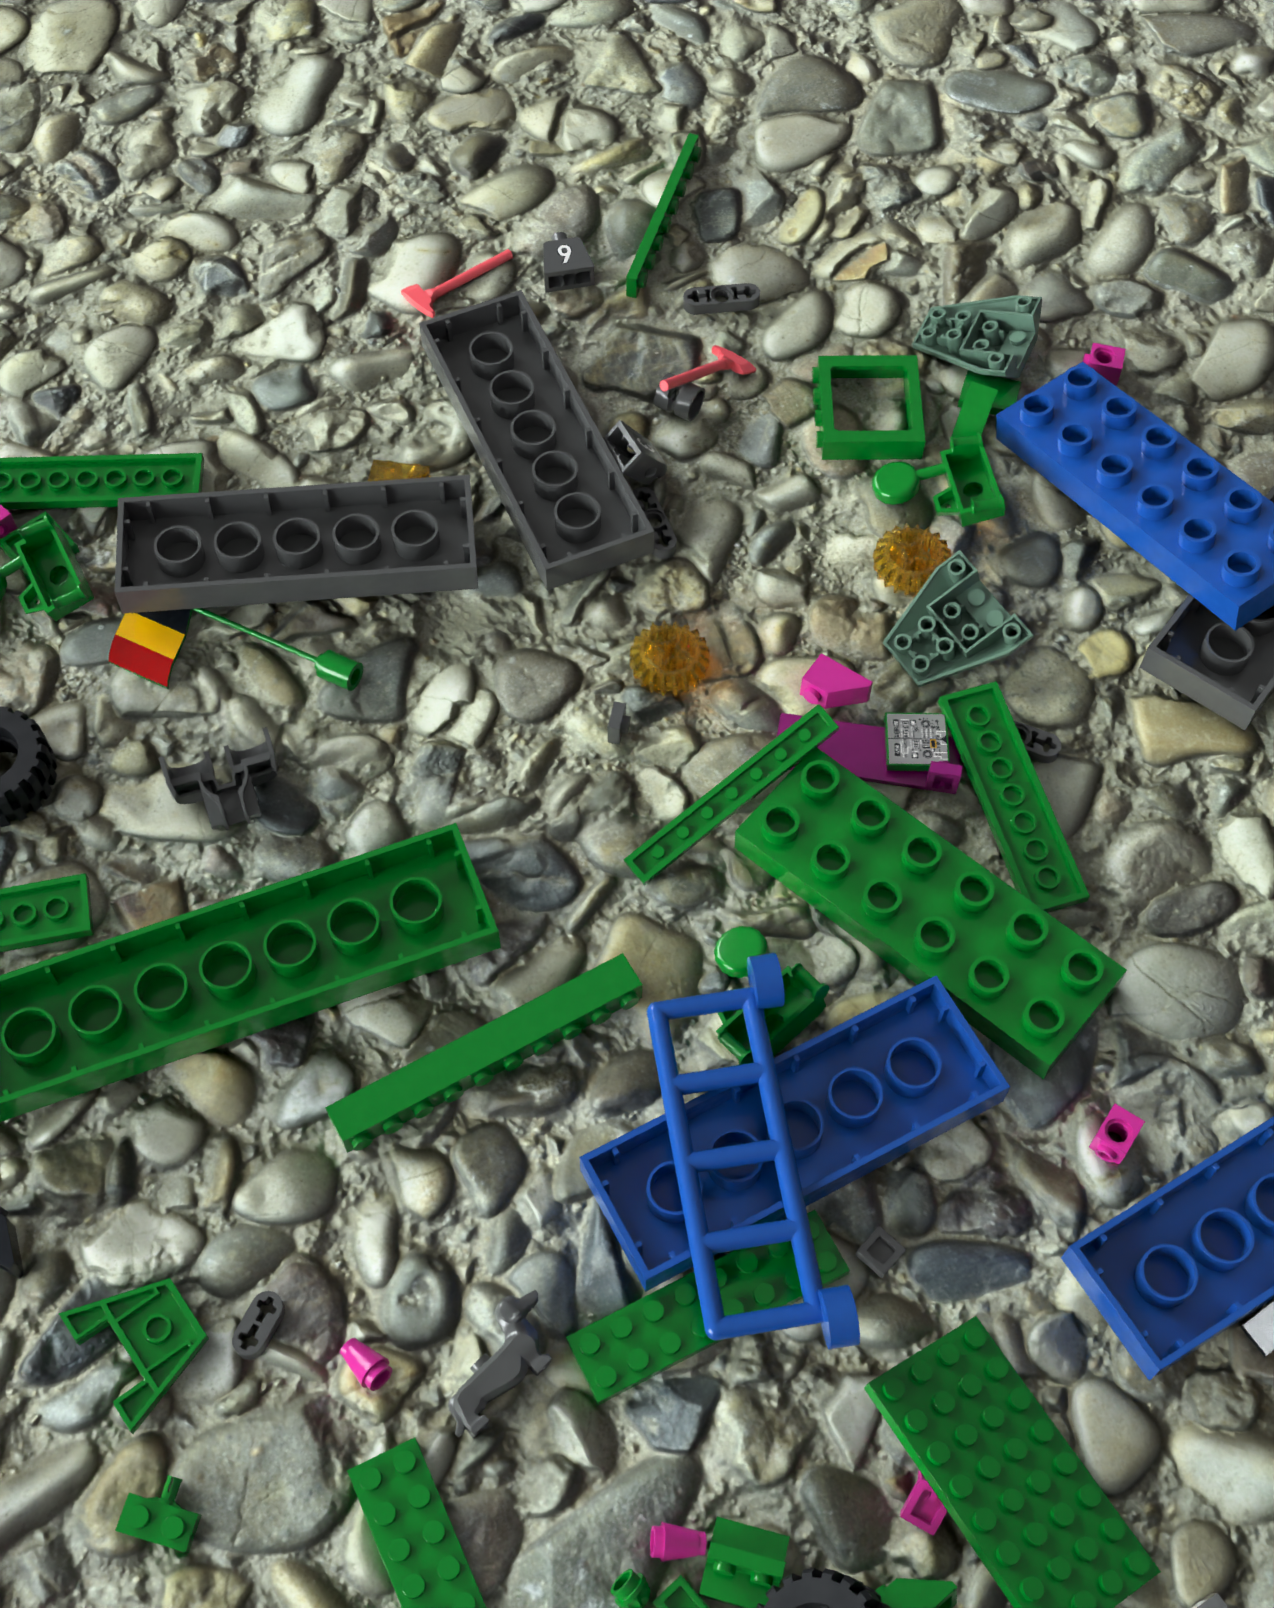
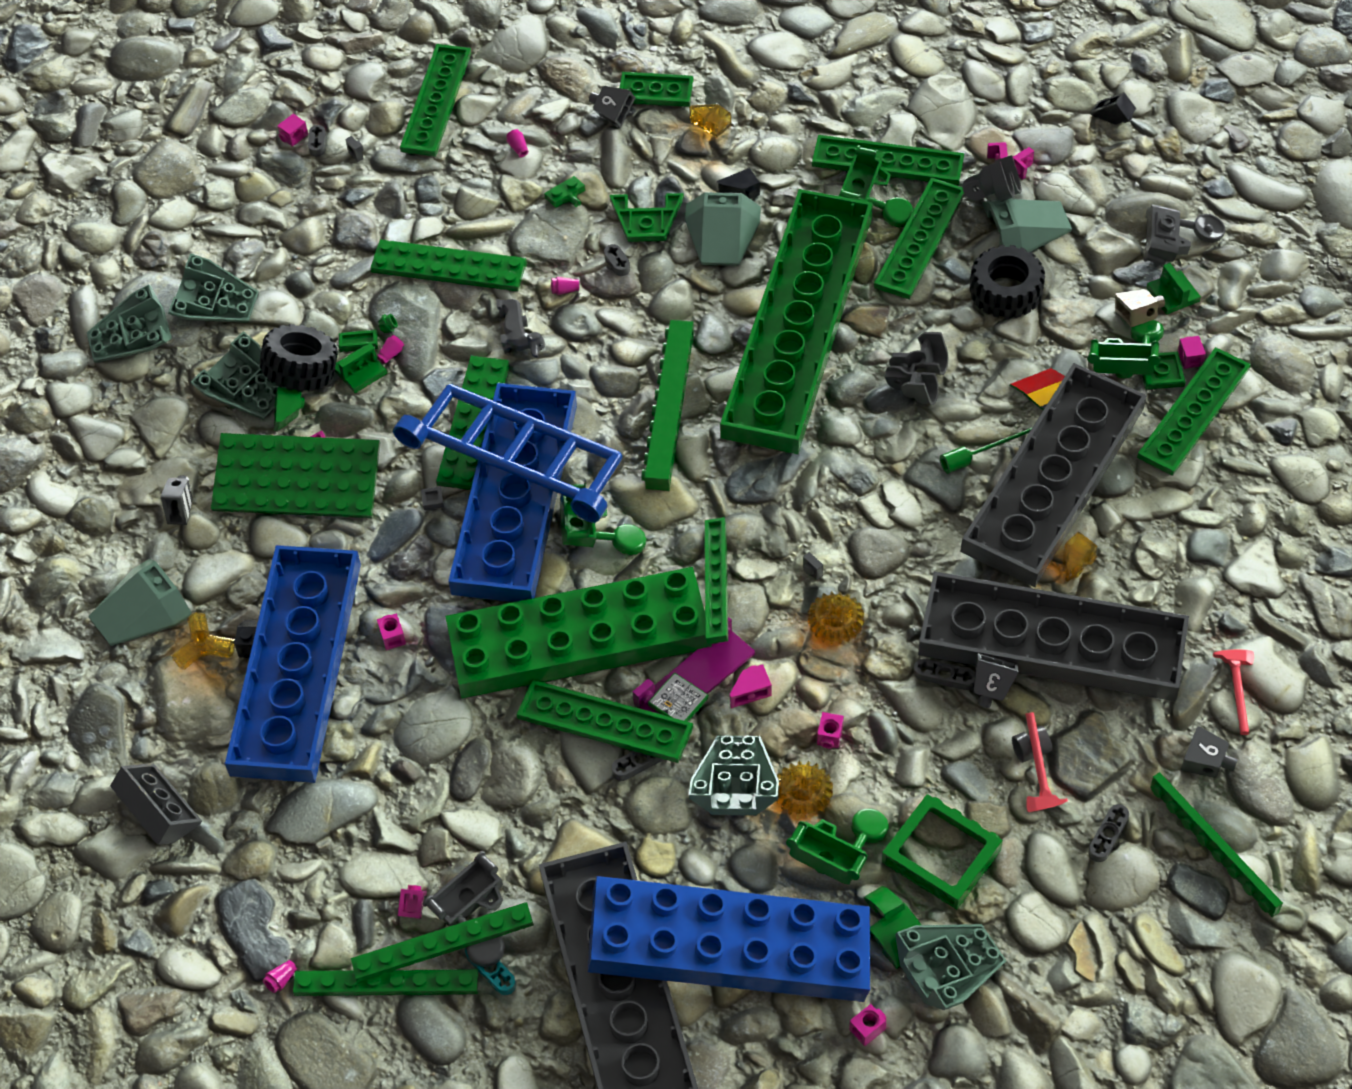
camera: 130 degrees right, 5 degrees down
(104, 1208) = (722, 226): none -> sand green wedge
(810, 577) = (833, 723): none -> dark pink brick

